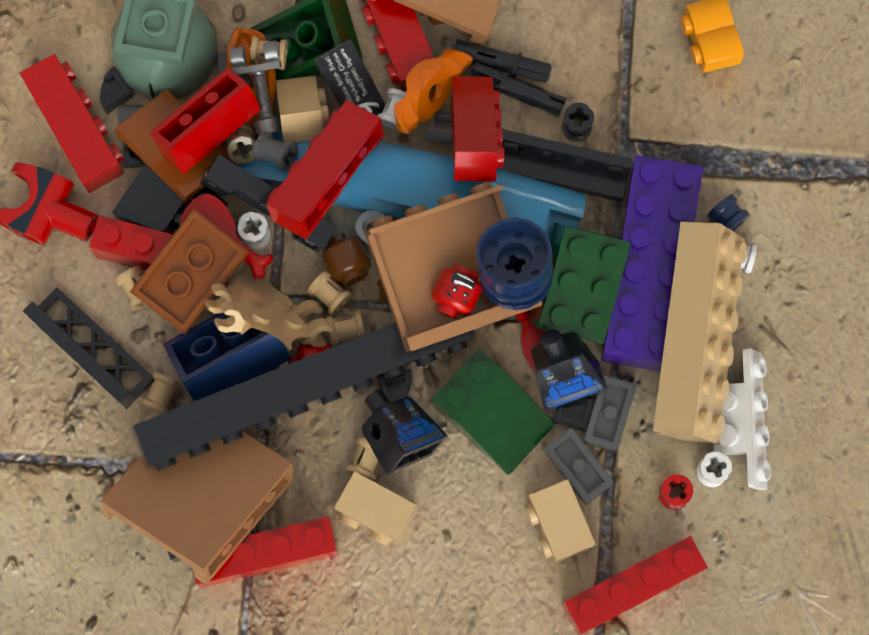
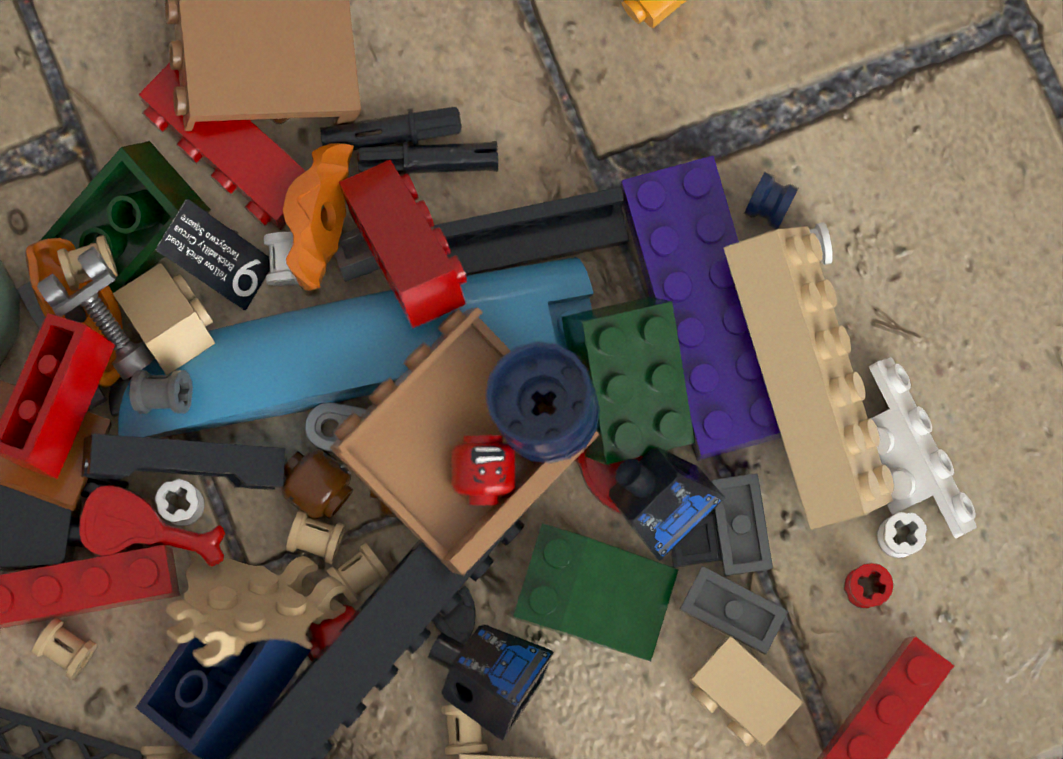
camera: 30 degrees left, 5 degrees up
(186, 269) = (123, 600): dark orange tile -> none
(236, 150) = (106, 404): dark tan bush -> none
(324, 169) = (238, 387): red brick -> none
(582, 112) = (534, 156): black bush -> none

